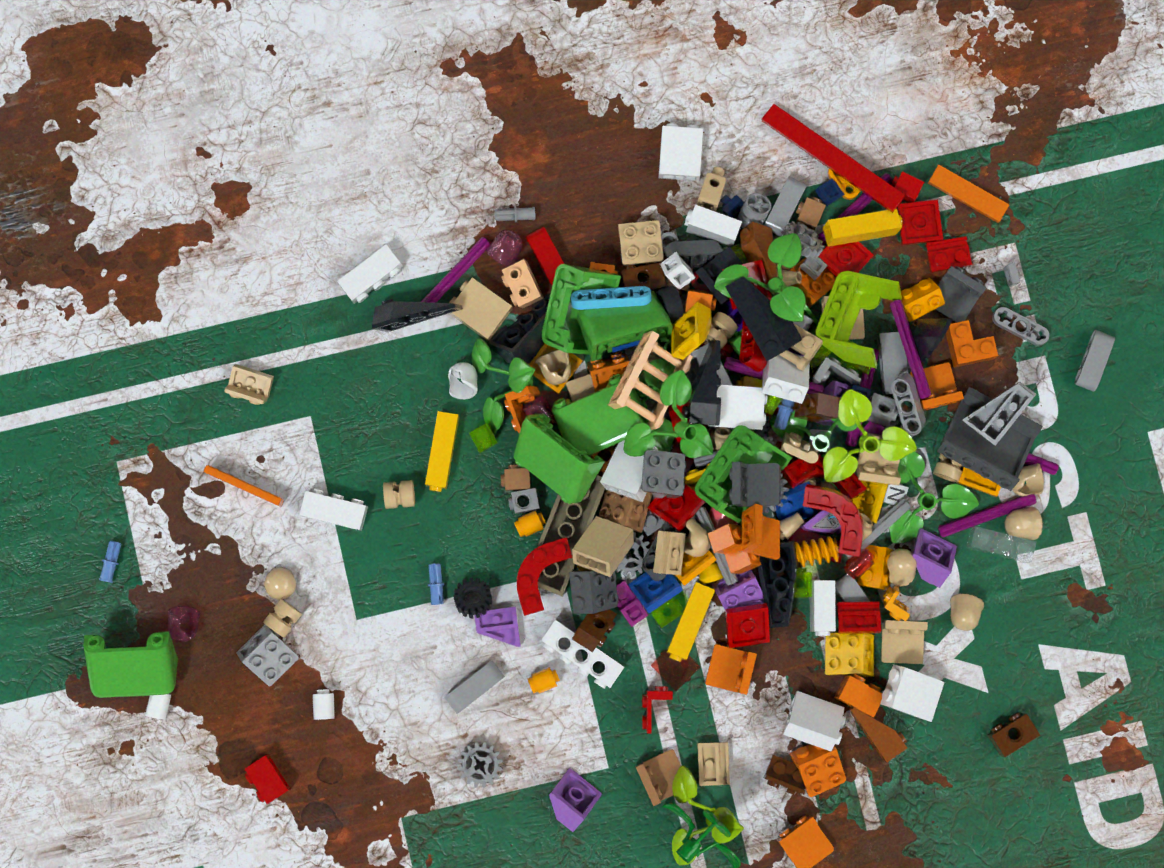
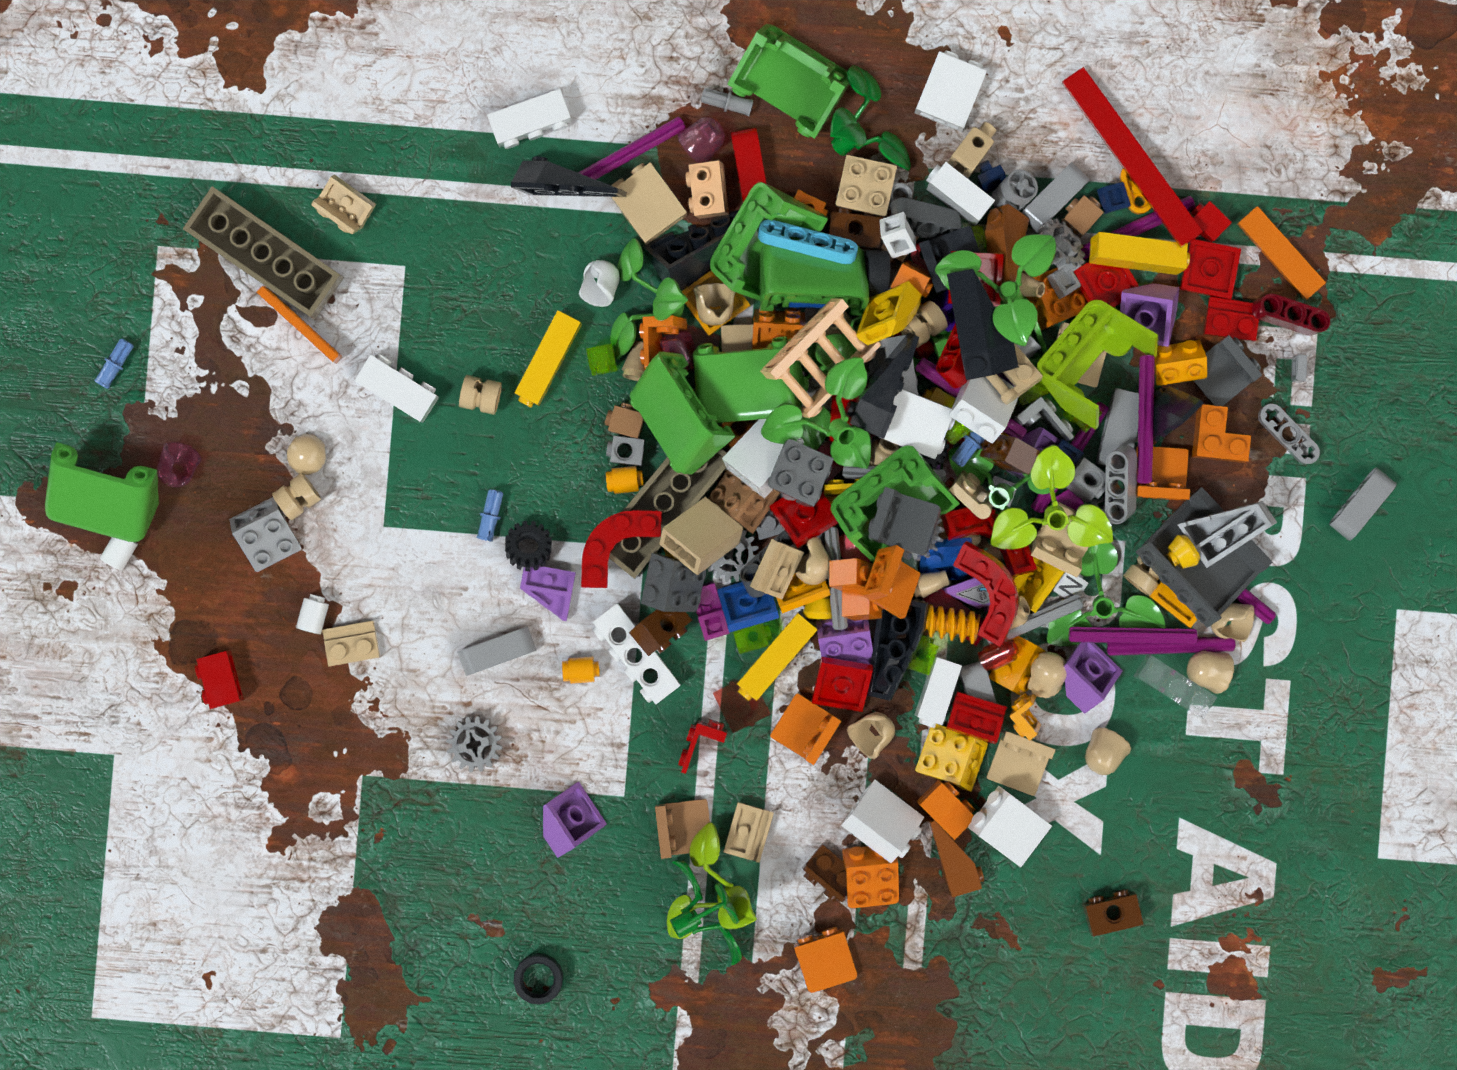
camera: 20 degrees right, 5 degrees up
(199, 440) = (263, 253): none -> dark tan brick
(360, 718) = (351, 643): none -> tan plate
(509, 435) = (632, 367): none -> tan cone
(557, 182) = (790, 78): none -> bright green windscreen
(615, 206) = (850, 134): none -> green plant
(779, 663) = (865, 740): none -> tan hair
(886, 263) = (1152, 307): none -> medium lavender slope
(956, 516) = (1132, 635): none -> magenta axle
(973, 439) = (1182, 552): none -> yellow cone
(1000, 233) = (1302, 314): none -> dark red beam

